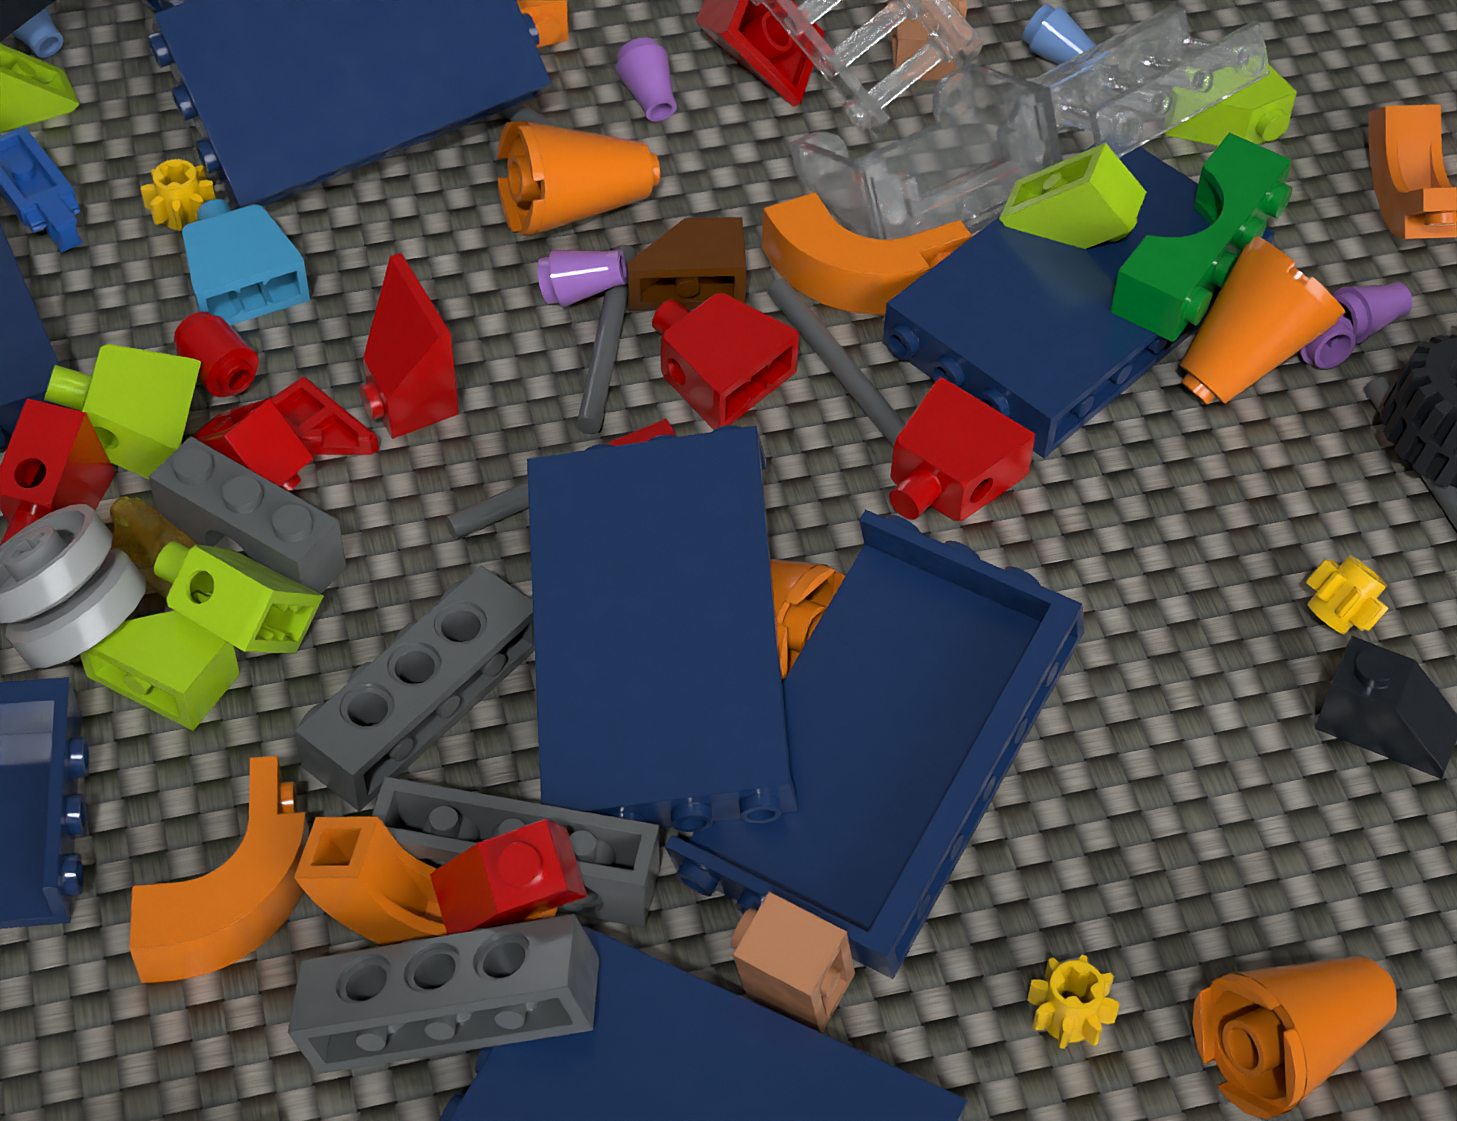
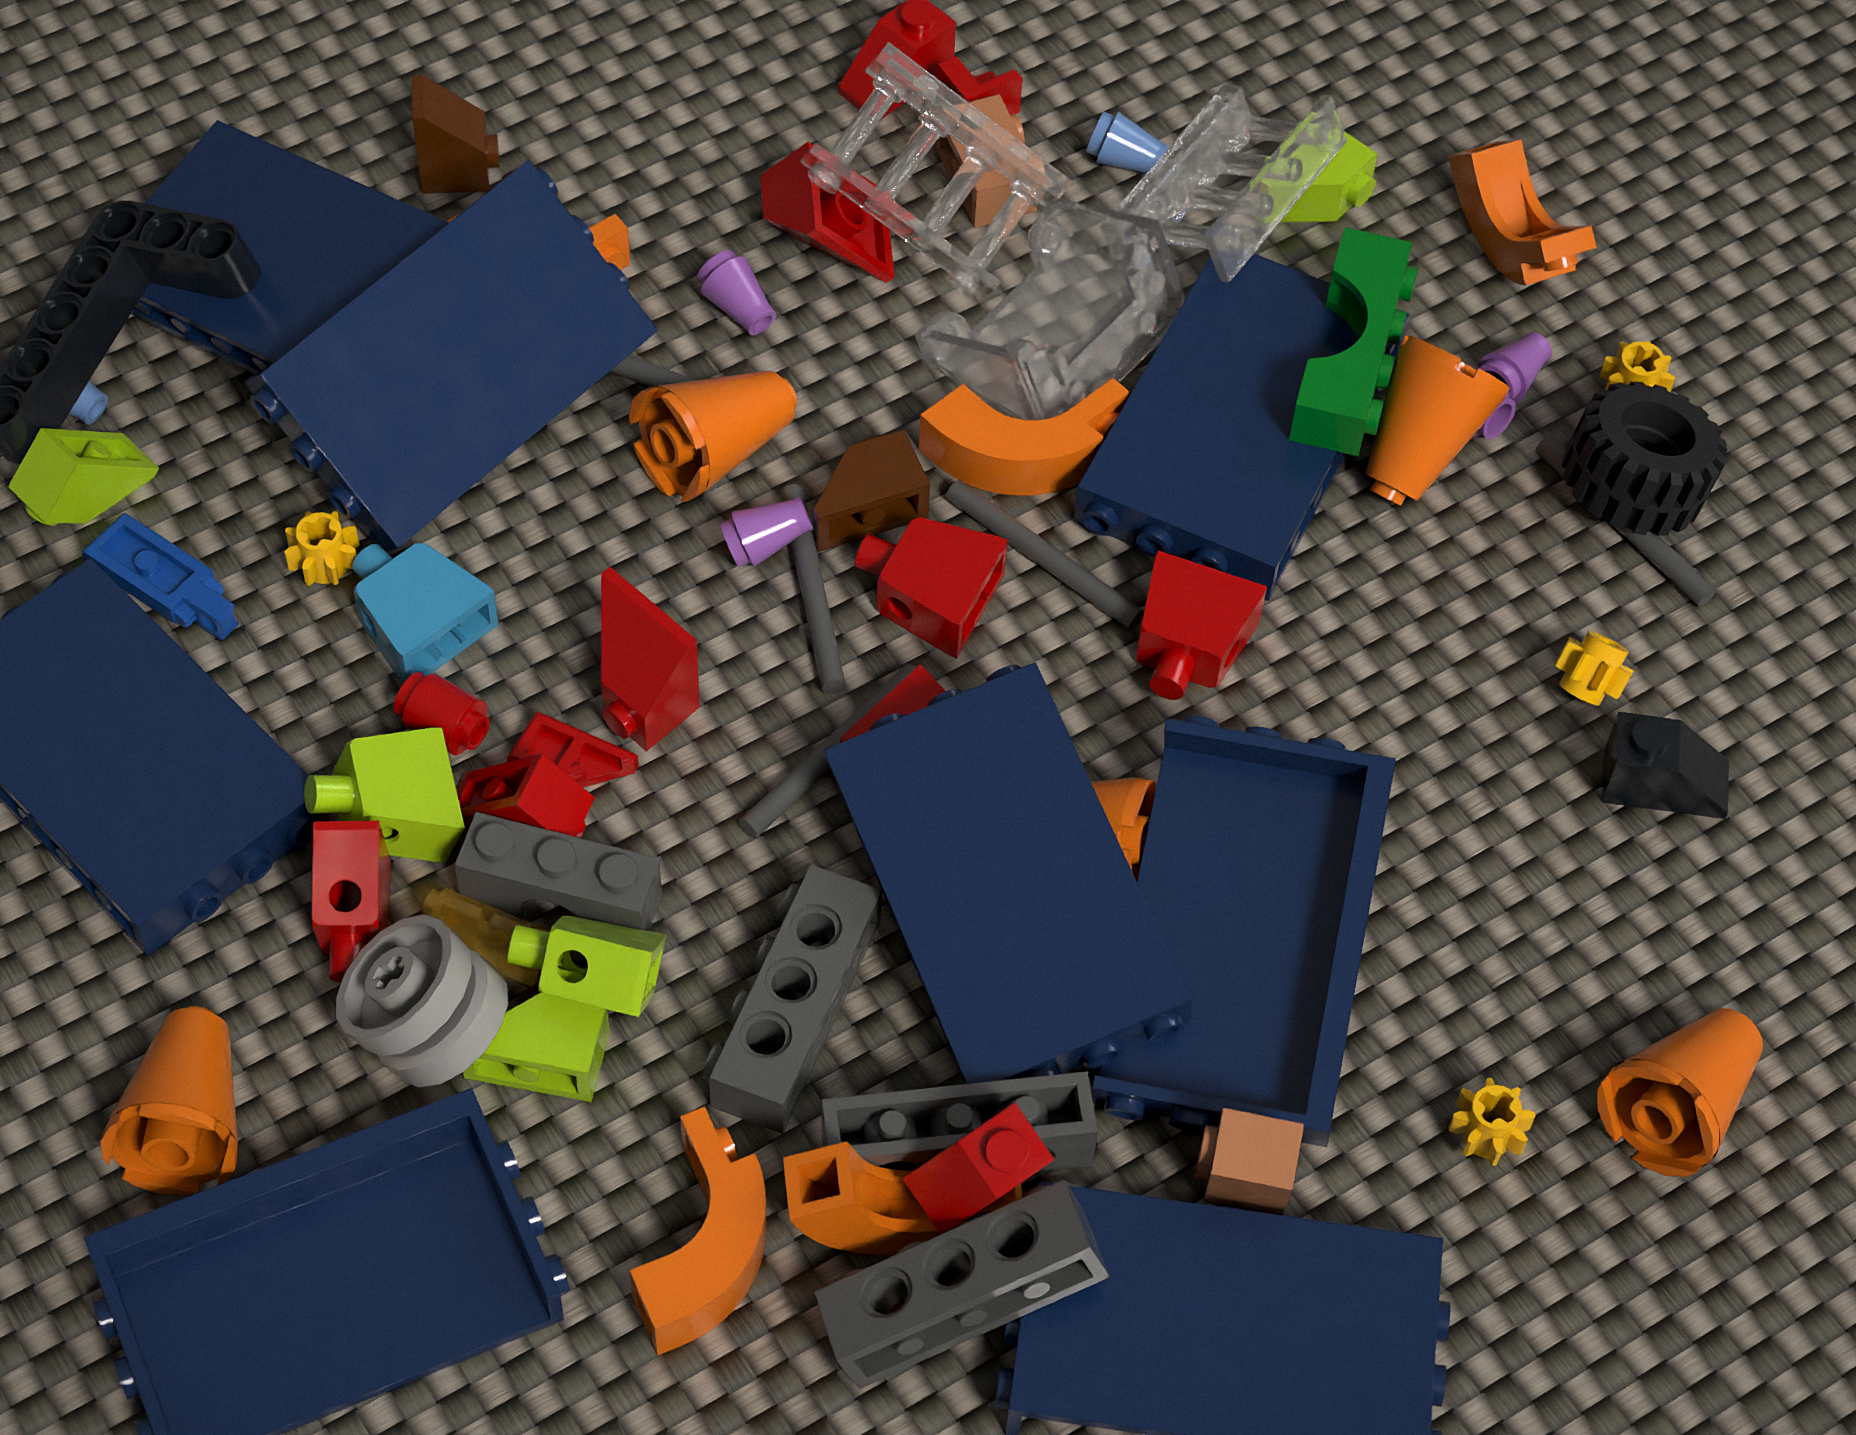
camera: 20 degrees left, 5 degrees up
(1077, 200) = (1221, 333): lime slope -> none

